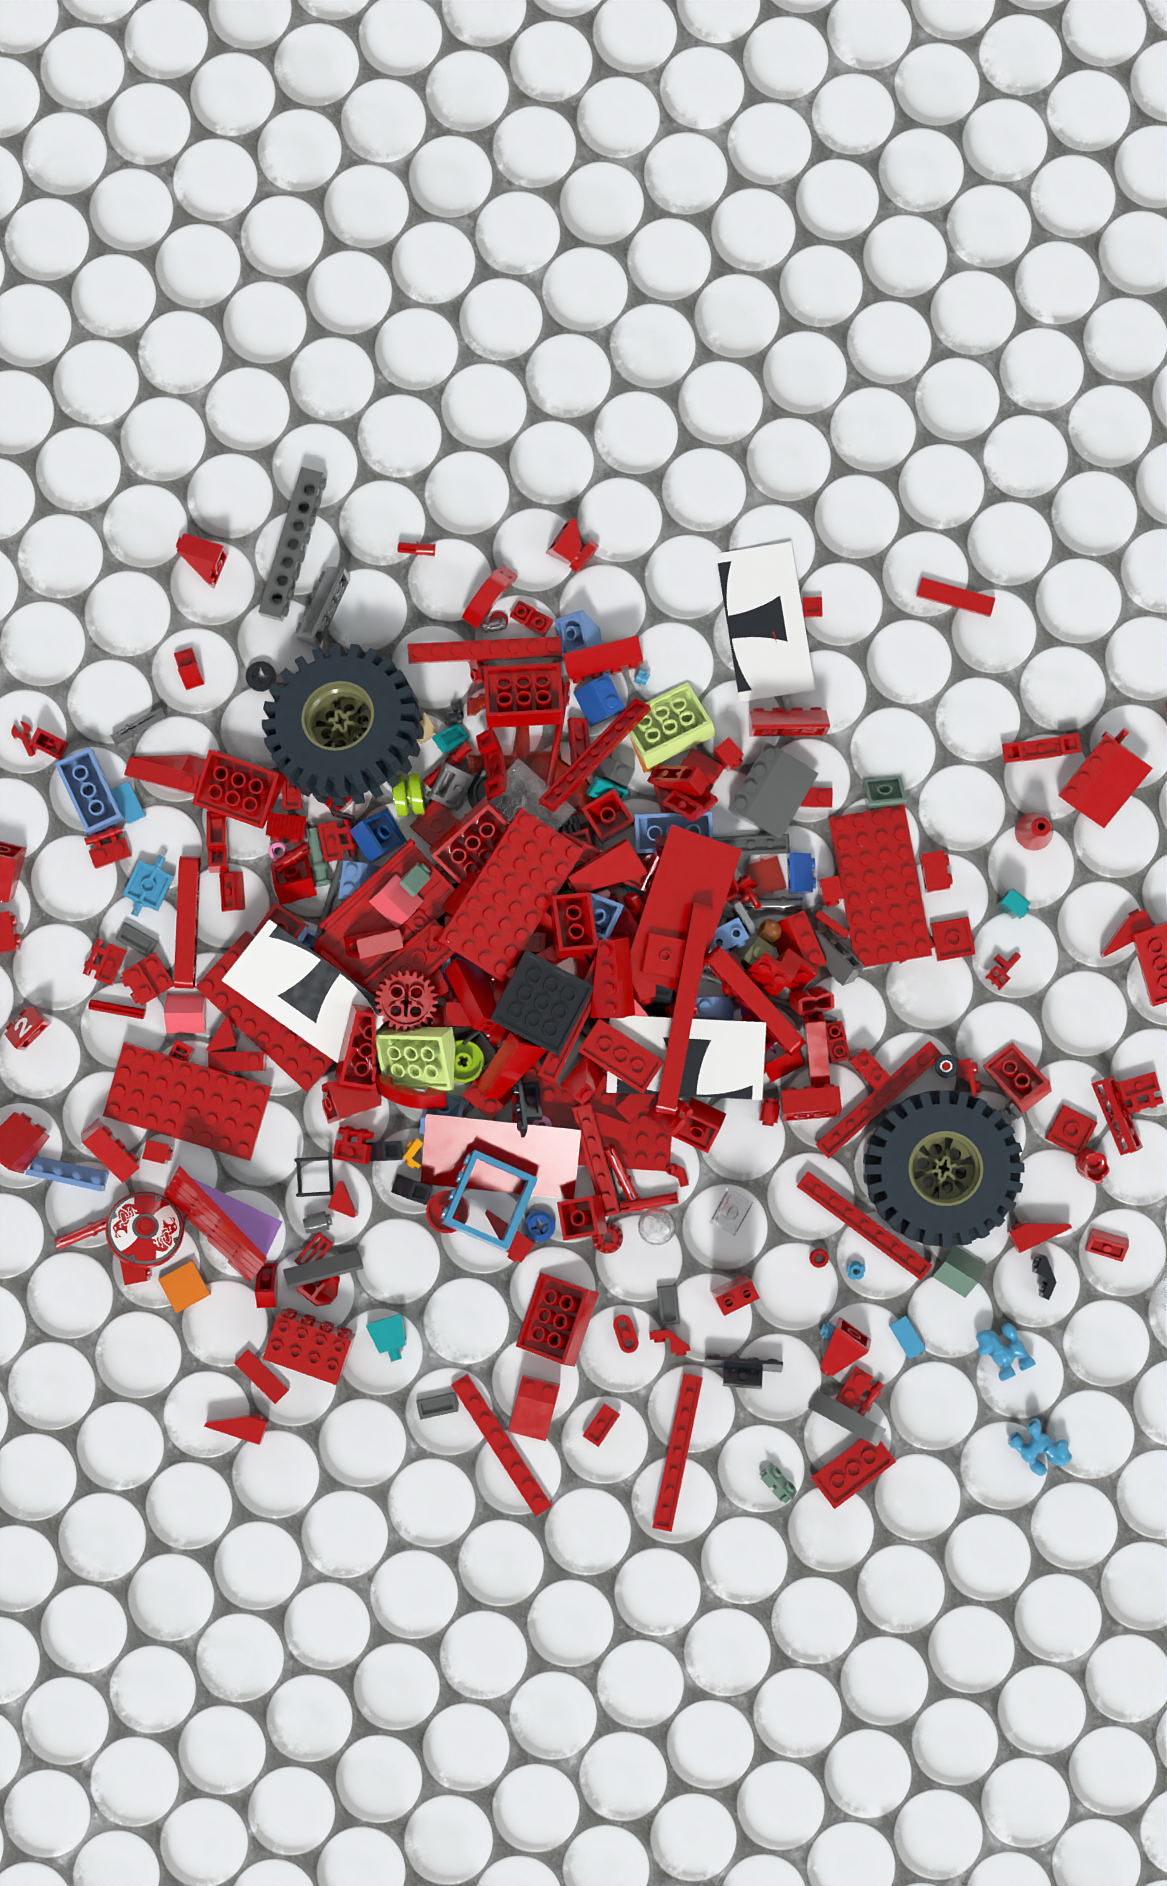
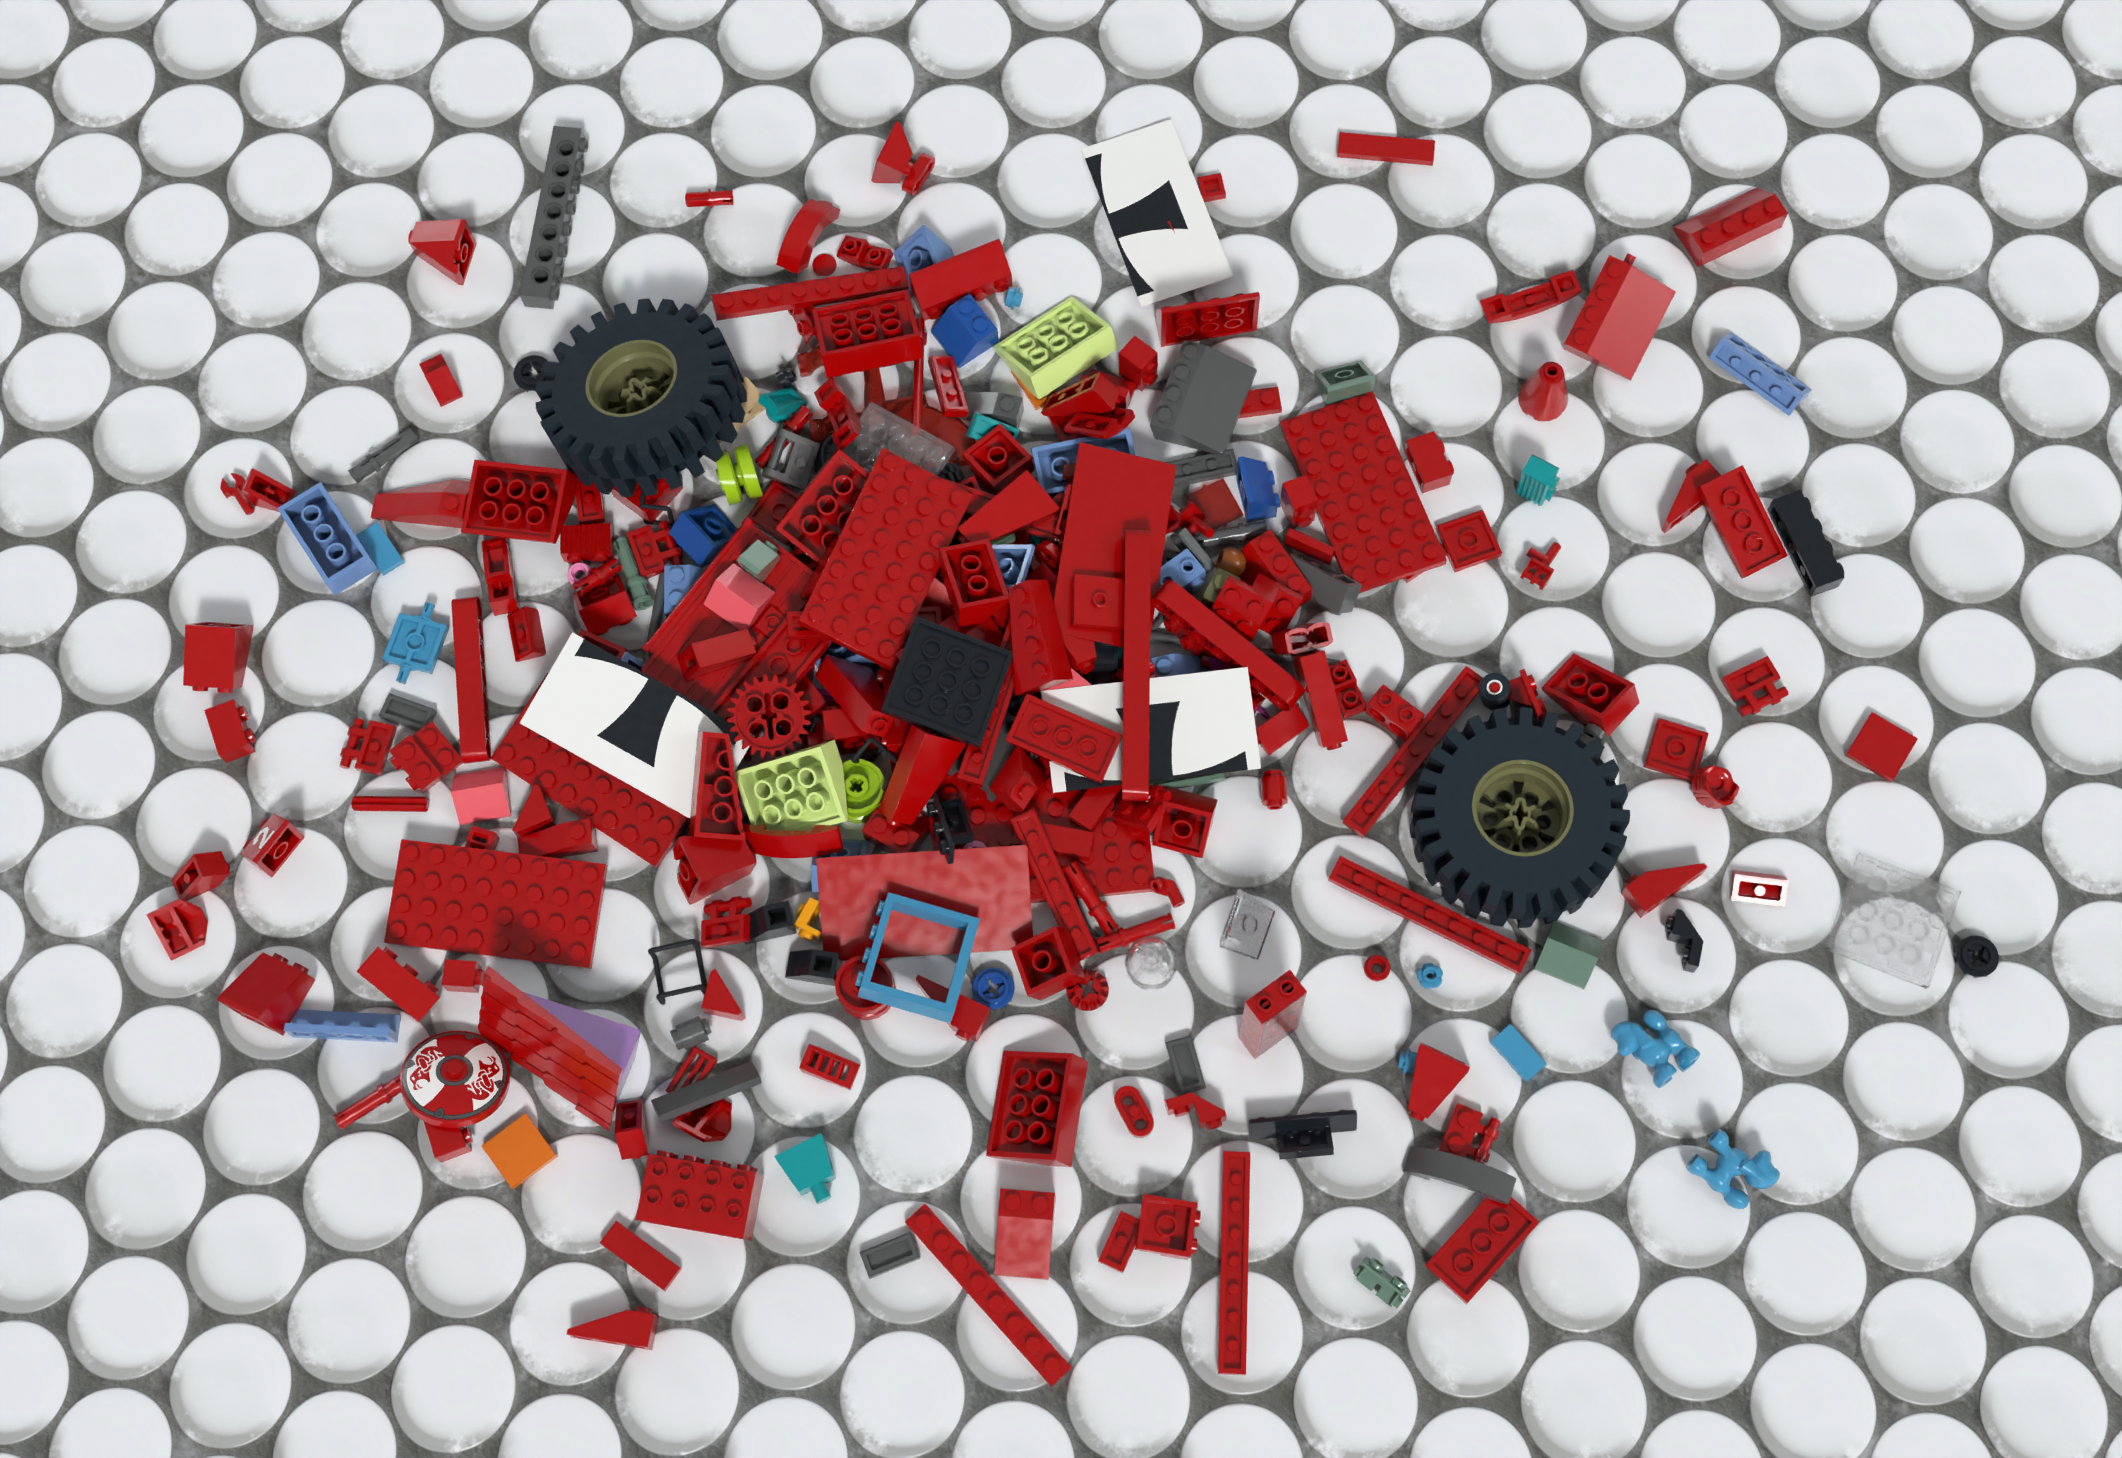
camera: 10 degrees left, 15 degrees down
(110, 852) = (362, 612): red plate -> none
(323, 606) = (602, 273): dark grey slope -> none
(396, 1261) = (814, 1050): none -> red slope
(494, 625) = (819, 268): flat silver piece -> none
(594, 755) = (967, 385): red tile -> none
(635, 1421) = (1167, 1226): none -> red plate
(810, 1103) = (1326, 767): red slope -> none
(1120, 1114) = (1751, 732): red fence -> none

